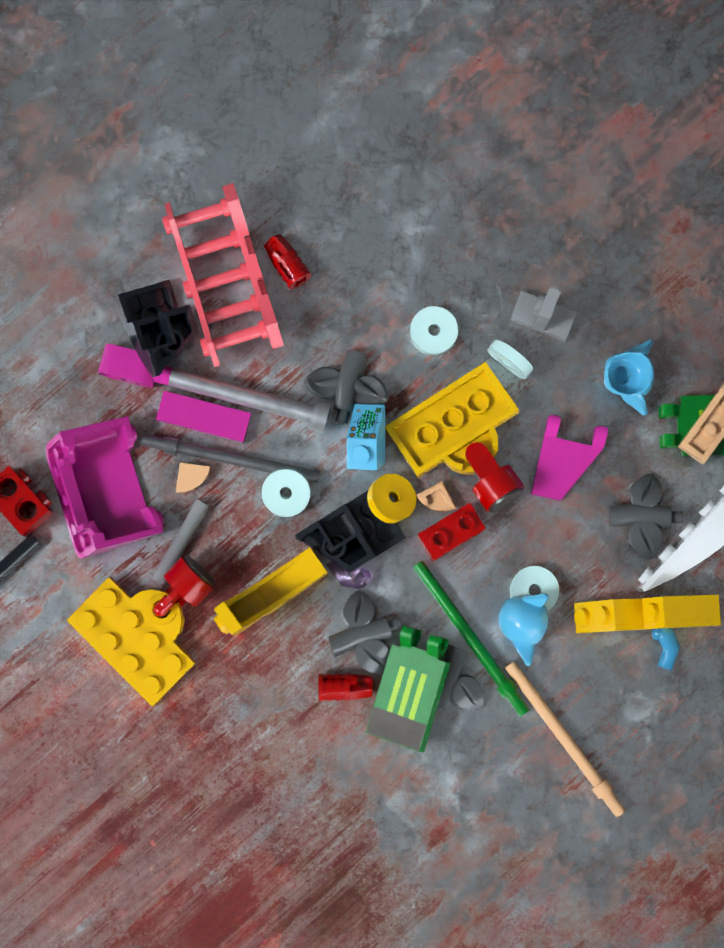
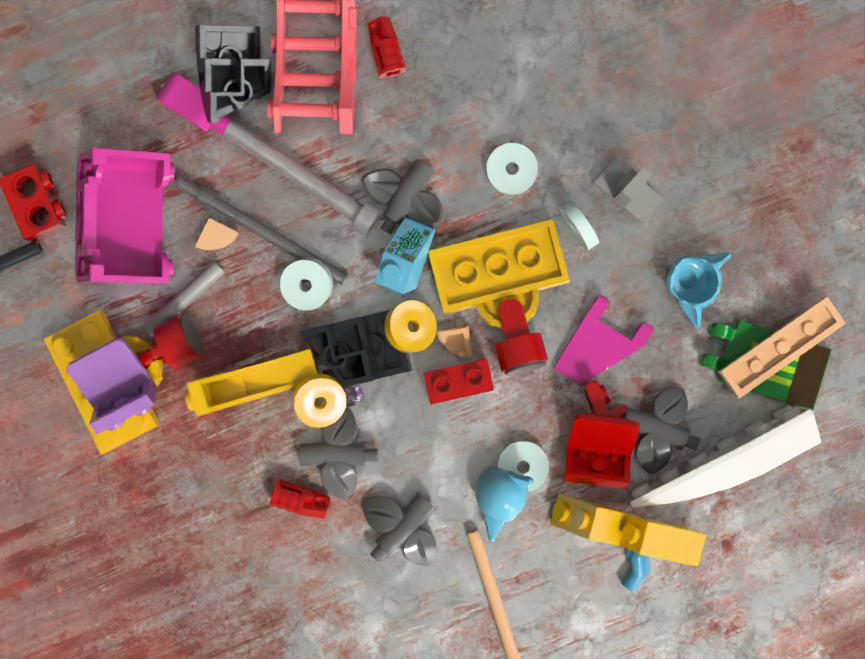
camera: 20 degrees right, 5 degrees up
(145, 636) = (113, 384): none -> medium lavender bracket
(203, 416) = (248, 179): dark pink tile -> none
(343, 598) = (322, 414): none -> yellow piece
(410, 691) = (363, 526): tile -> none
(506, 686) = (461, 553): green bar -> none
(580, 507) = (598, 398): none -> red bracket
(598, 551) = (600, 451): none -> red bracket

